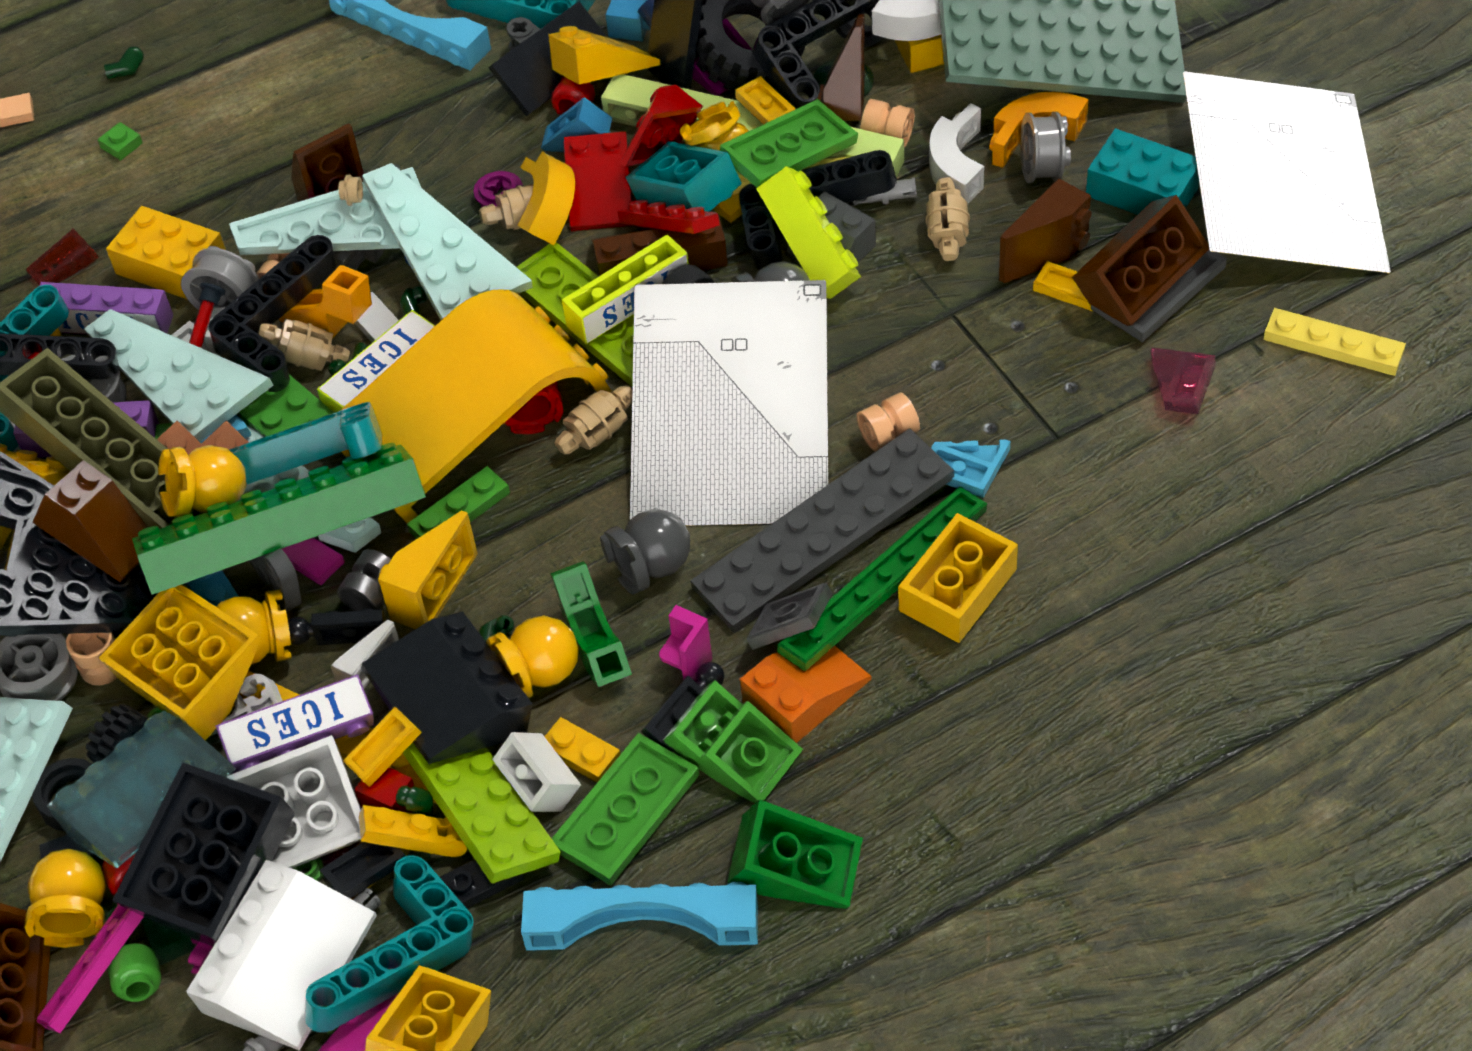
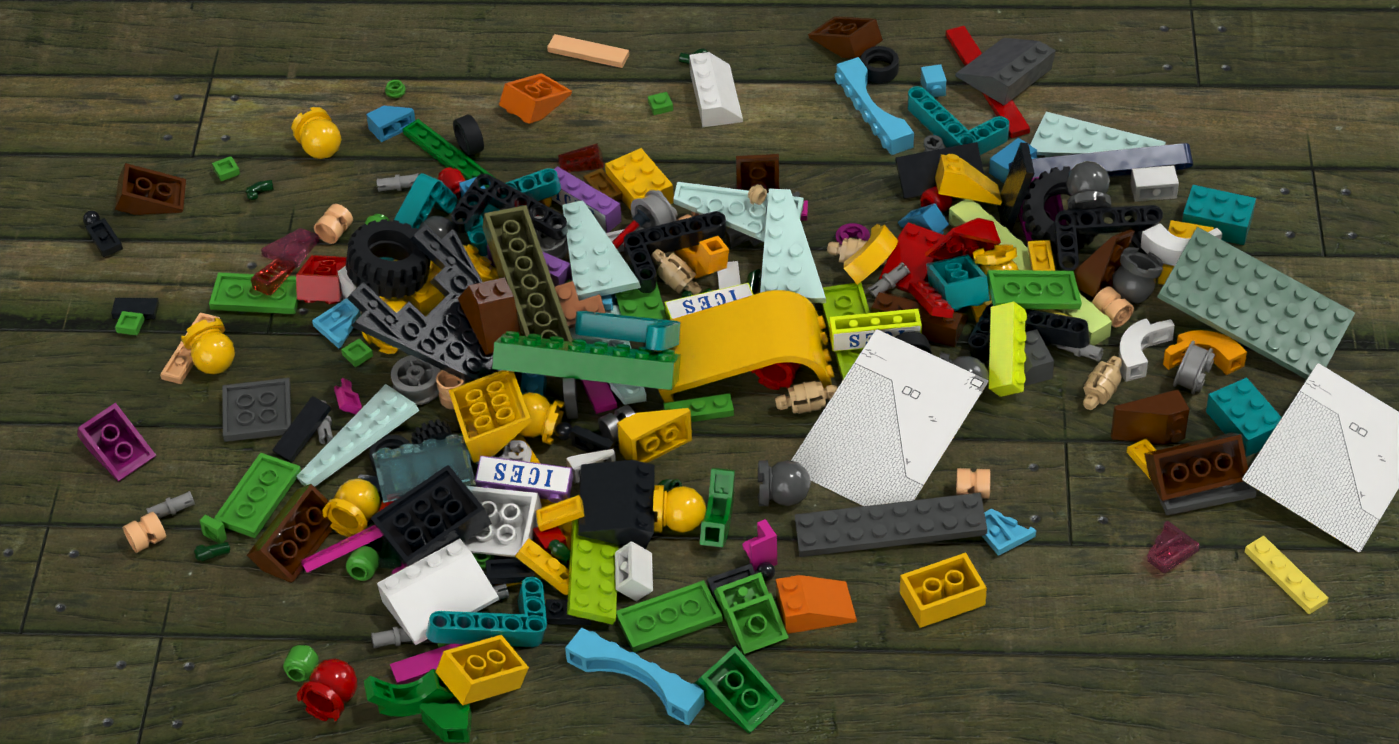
camera: 30 degrees right, 5 degrees down
(112, 274) = (602, 182): none -> pearl gold plate
(181, 93) = (714, 90): none -> white slope
(200, 478) = (560, 319): yellow tile -> none
(581, 749) = (668, 572): yellow plate -> none
(588, 222) = (889, 280): none -> light grey pin
(789, 616) = (829, 560): flat silver tile -> none
(876, 581) = (890, 569): green tile -> none
(893, 69) = (1136, 275): none -> dark grey tile

